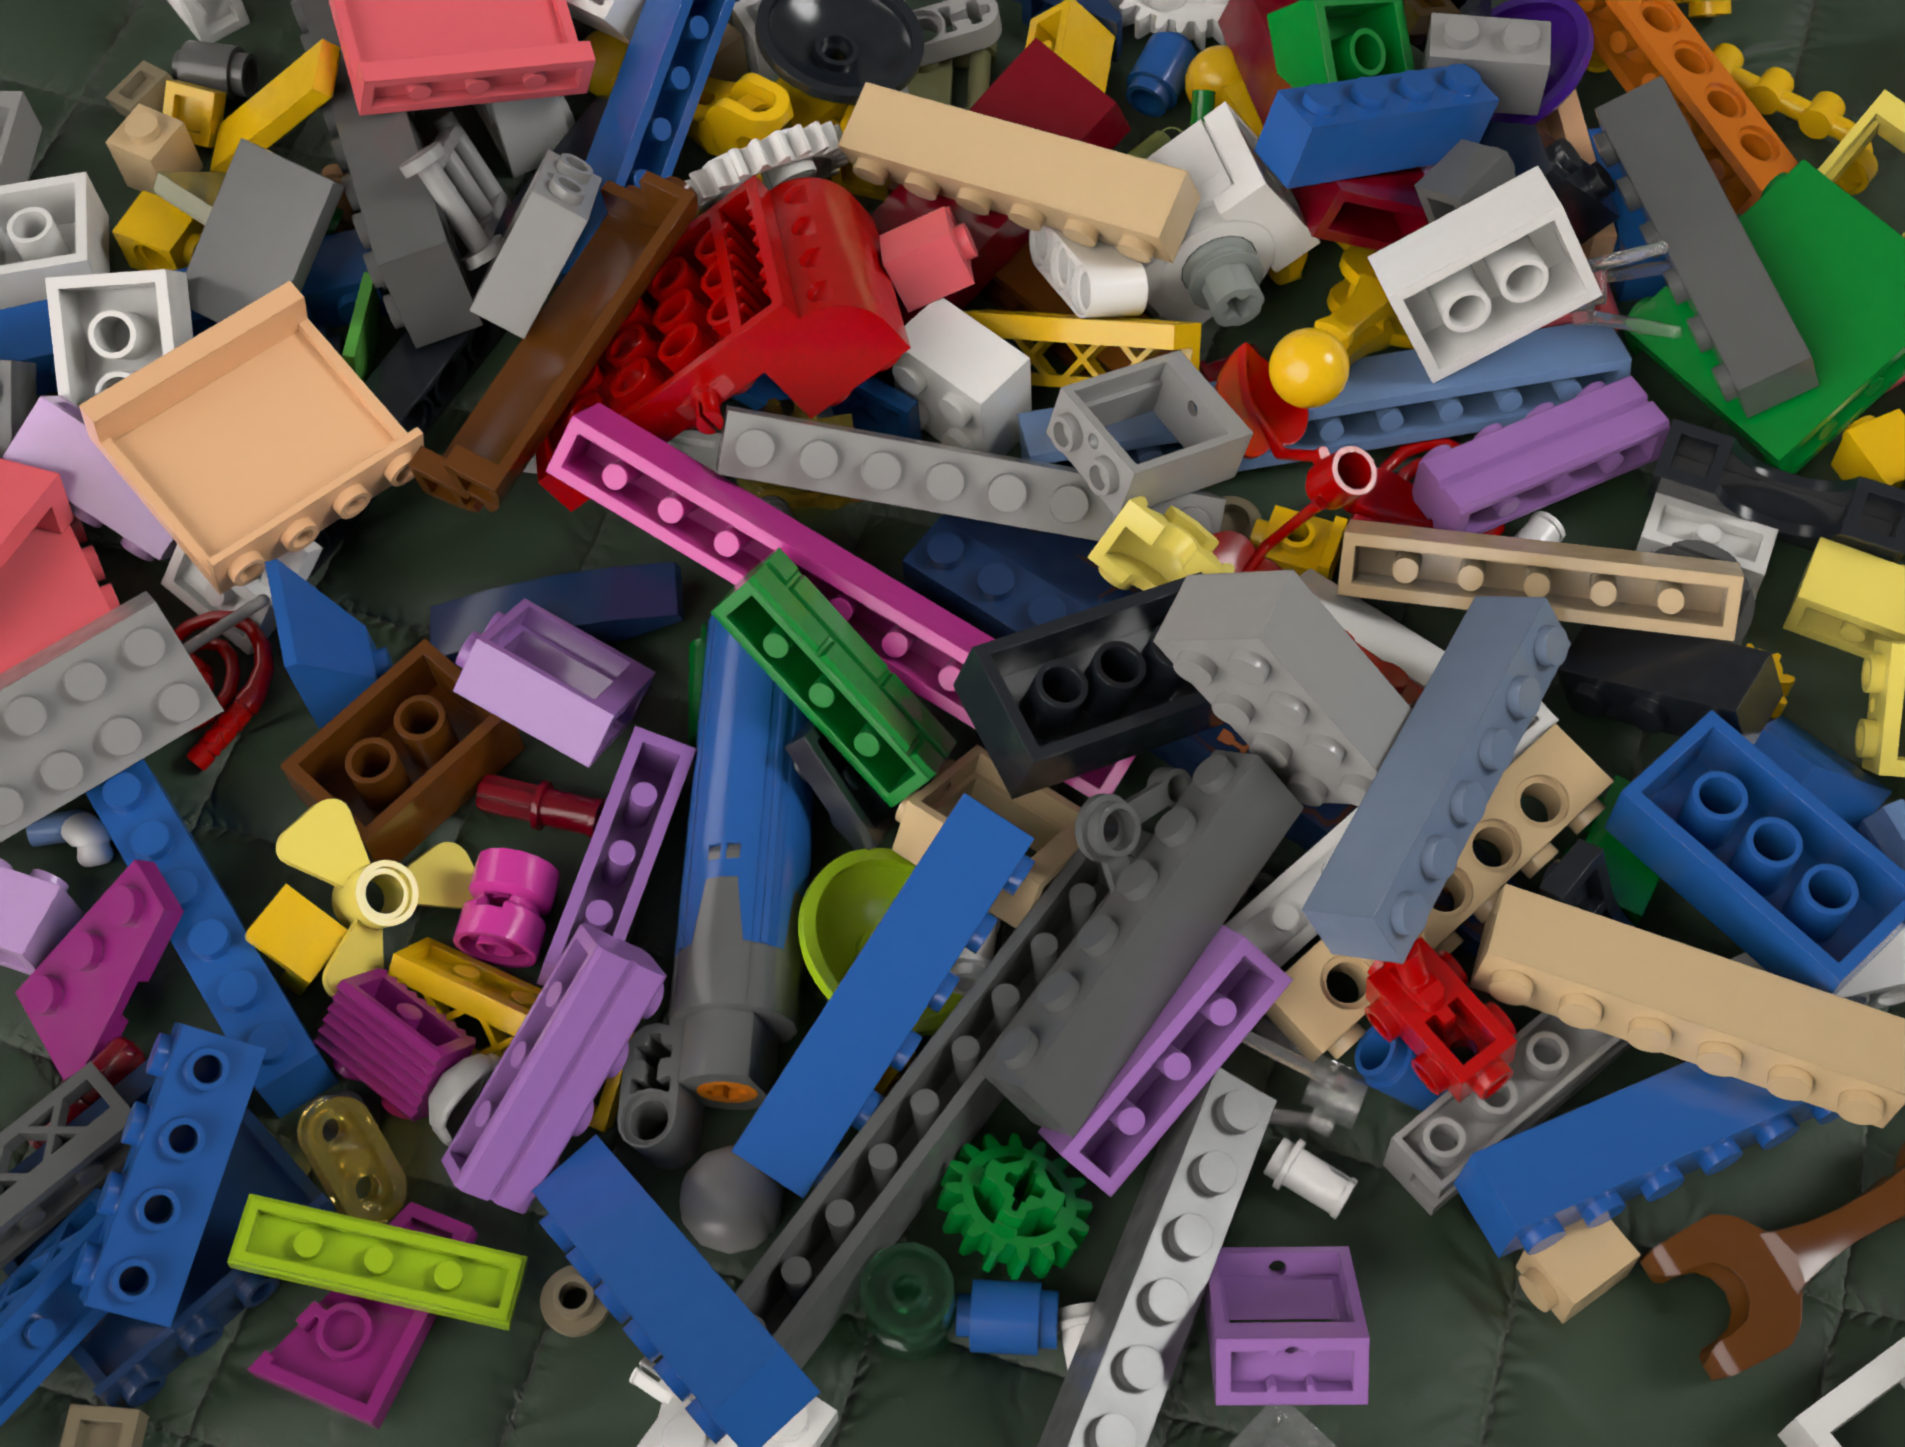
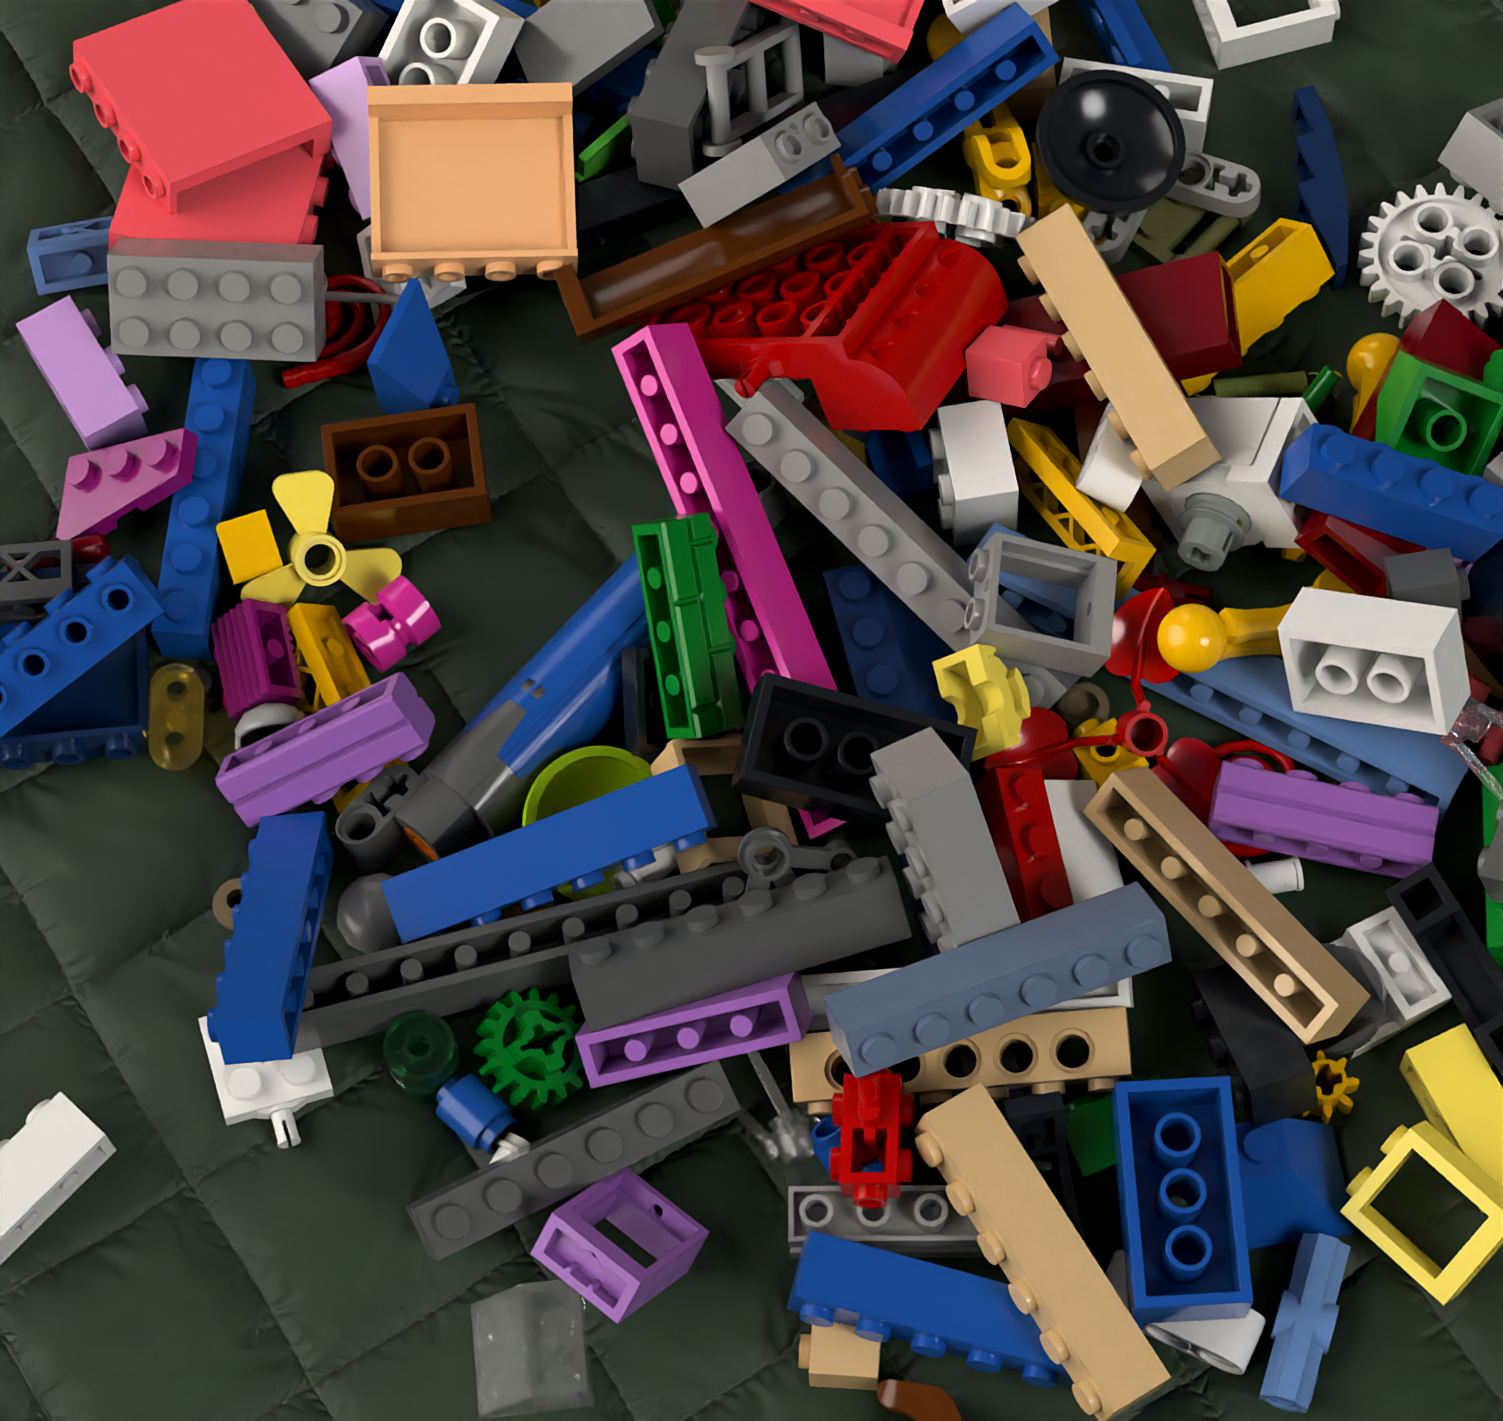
camera: 40 degrees right, 5 degrees up
(79, 830) = (180, 377): white arm -> none
(353, 1348) = (116, 826): magenta wing -> none
(378, 1262) = (141, 792): lime tile -> none
(539, 804) = (470, 570): dark red axle -> none
(552, 681) = (558, 479): medium lavender window -> none
(601, 602) = (579, 439): dark blue slope -> none
(624, 841) = (488, 637): medium lavender brick -> none
(1160, 73) = (1344, 324): blue brick -> none
(1310, 1177) = (732, 1174): white pin -> none

